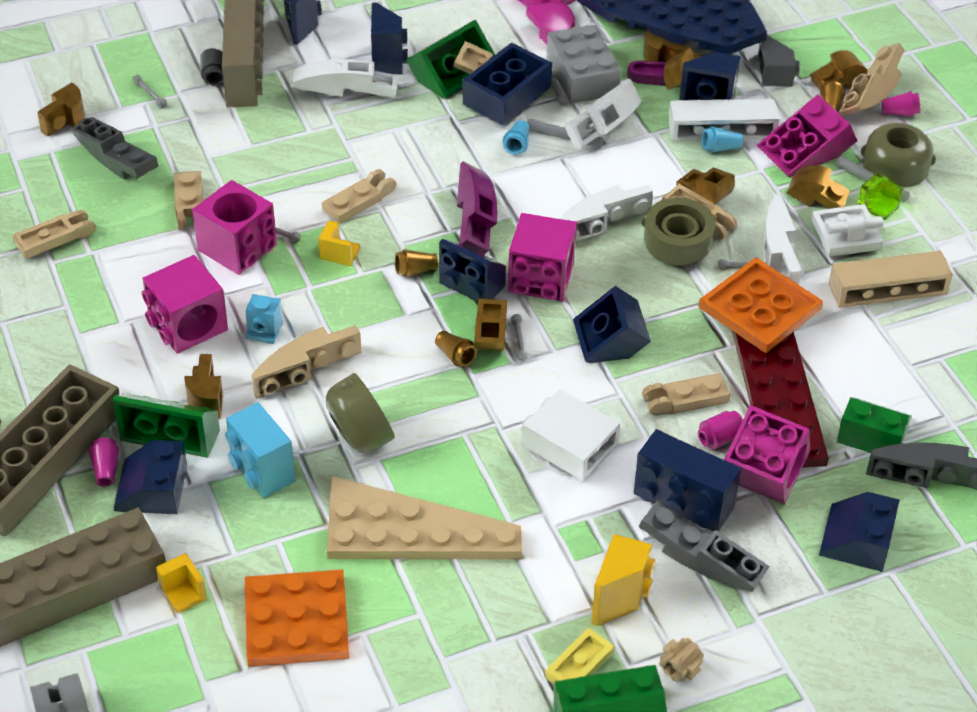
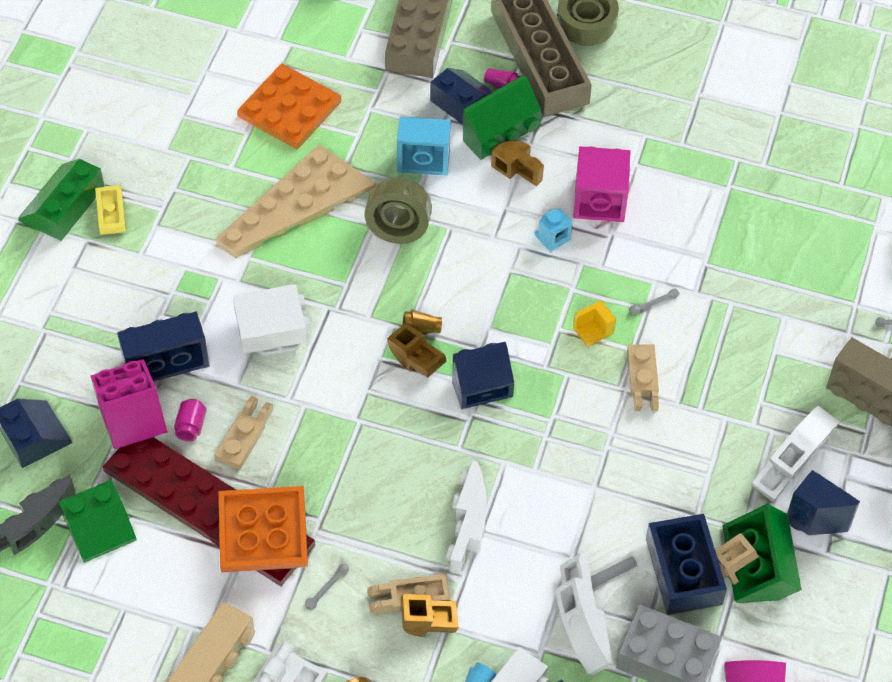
camera: 130 degrees right, 10 degrees up
(53, 233) = (762, 166): tan hinge -> none
(112, 150) = (837, 251): dark grey slope -> none
(181, 583) = (366, 68): yellow panel -> none
(188, 194) = (735, 269): tan hinge -> none
(235, 227) = (661, 240): dark pink brick -> none
(295, 360) = (493, 228): tan slope -> none
(414, 262) = (532, 356): pearl gold cone -> none
(478, 207) = (554, 434): magenta slope -> none
(516, 139) = (616, 531): medium azure cone -> none
(516, 319) = (380, 364): light grey hinge -> none
(542, 256) = (448, 424): dark pink brick -> none
(611, 327) = (343, 429): dark blue slope -> none
(622, 579) = (132, 257): yellow slope -> none
(679, 231) = (391, 524): olive piece -> none
(681, 659) = (54, 254): tan gear -> none
(707, 554) = (101, 330): dark grey slope -> none
(779, 240) = (327, 622): white slope -> none

